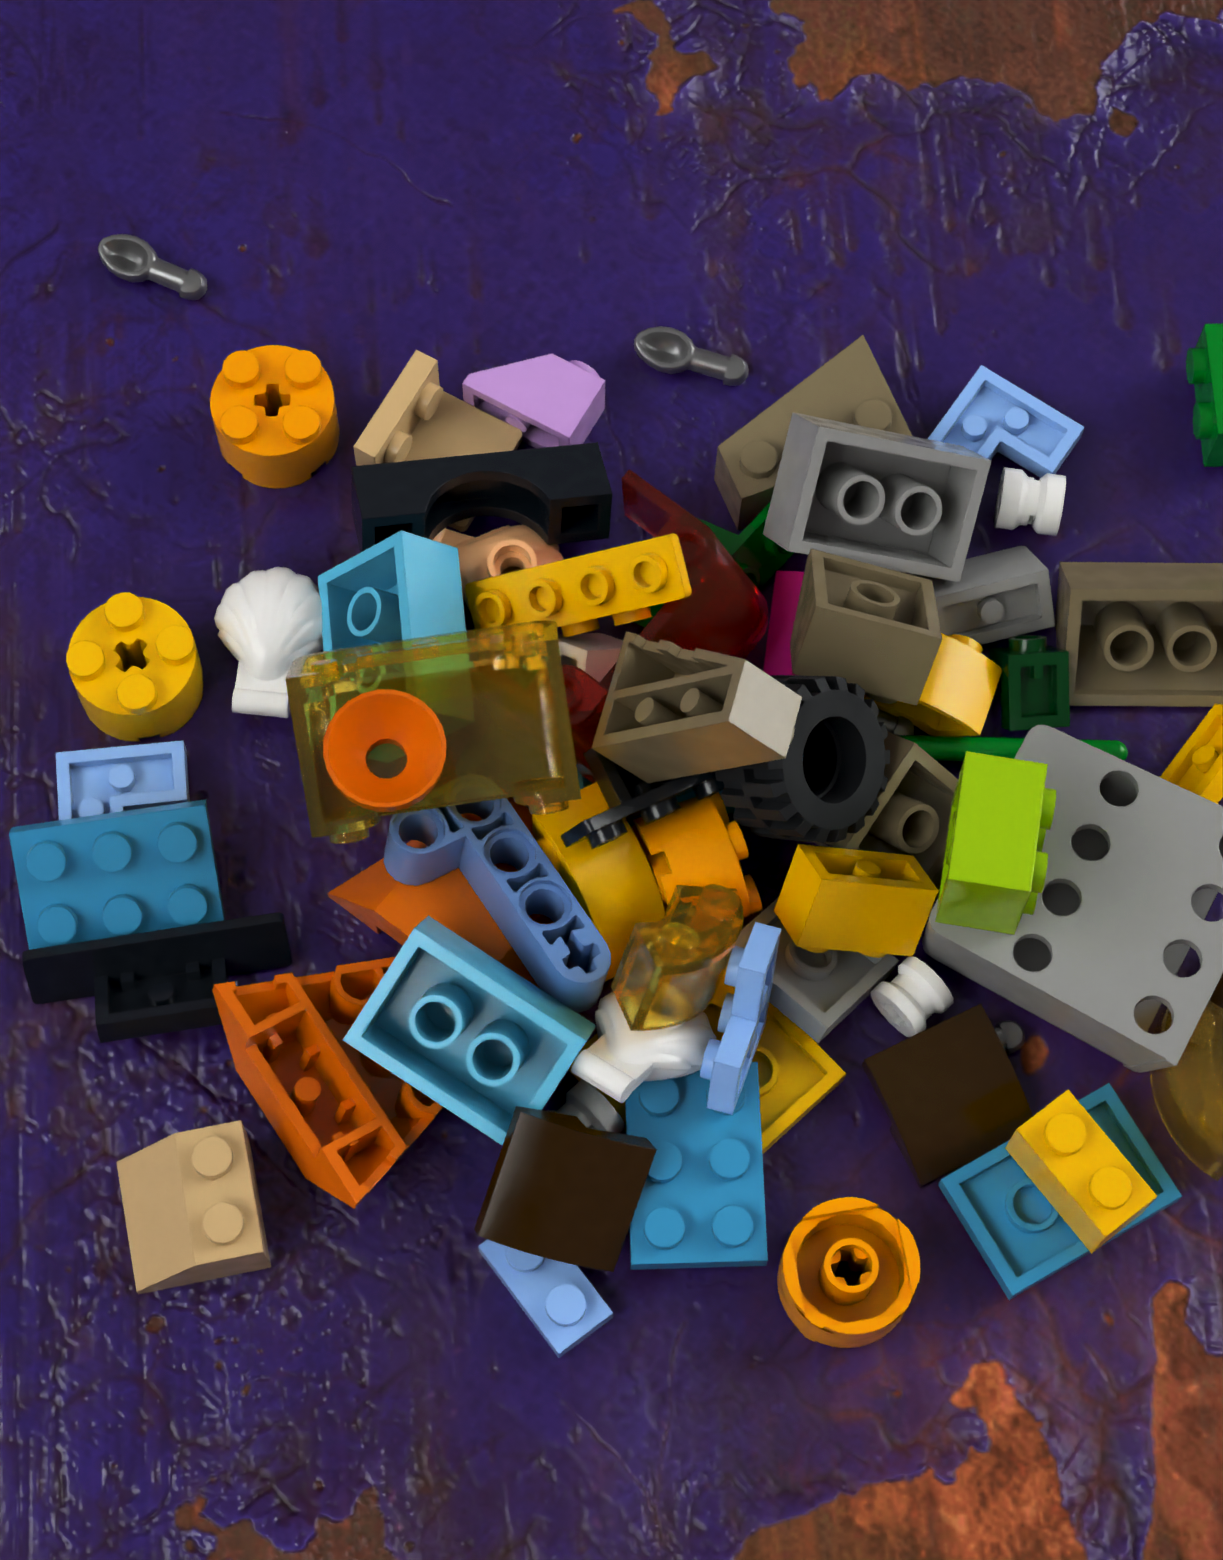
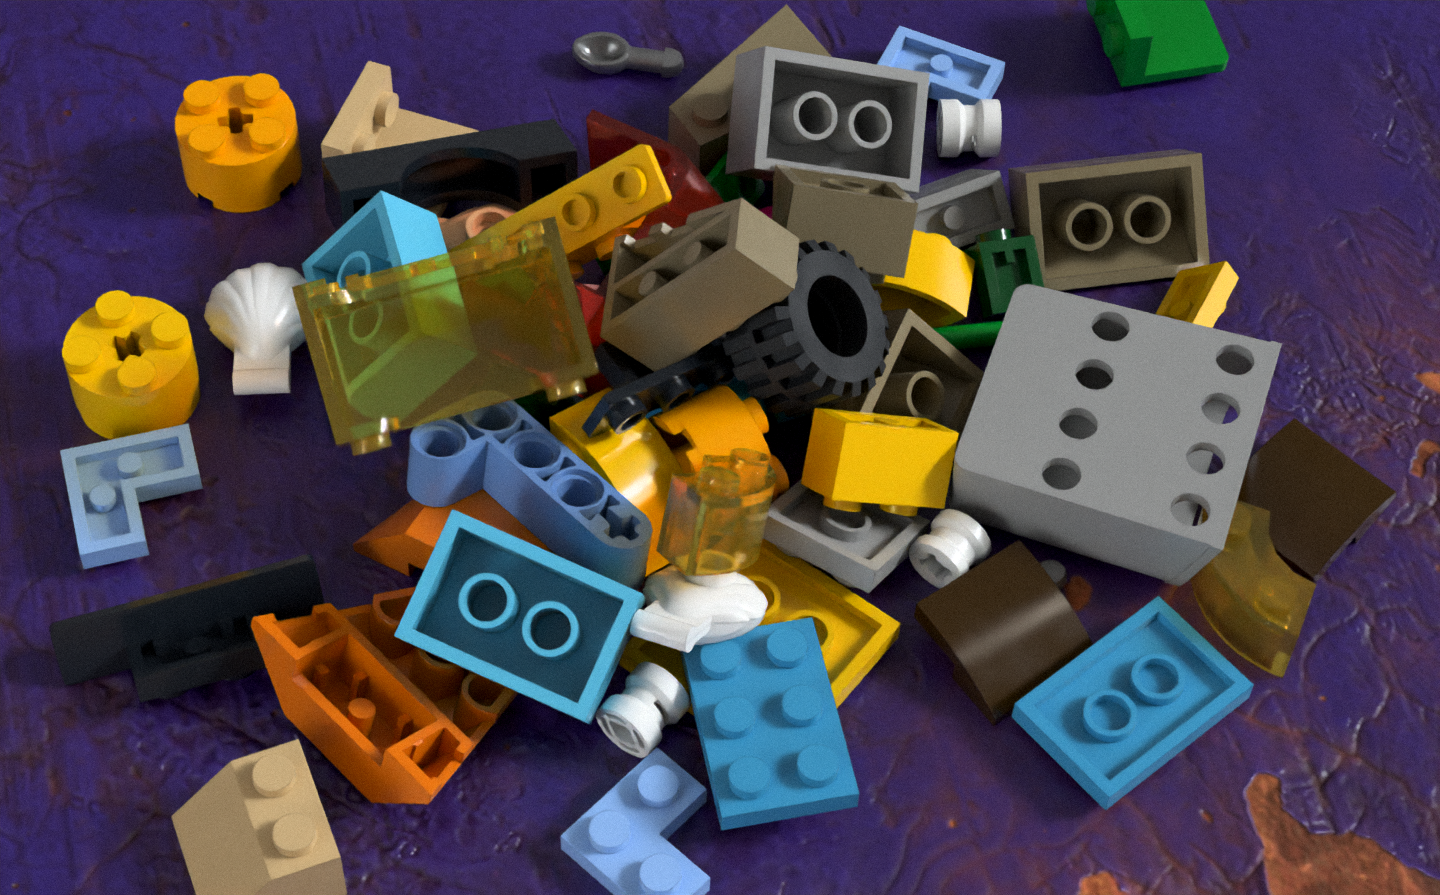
camera: 10 degrees left, 15 degrees down
(116, 874) = (135, 540): dark azure plate -> none
(137, 261) = (86, 41): flat silver piece -> none
(380, 719) = (397, 336): orange piece -> none
(541, 396) = (488, 94): lavender slope -> none
(564, 1189) = (642, 751): dark brown slope -> none
(741, 1017) = (790, 573): light blue plate -> none
(871, 1243) = (941, 798): light orange brick -> none
(995, 843) = (1006, 367): lime brick -> none
(1080, 1171) = (1151, 664): yellow brick -> none

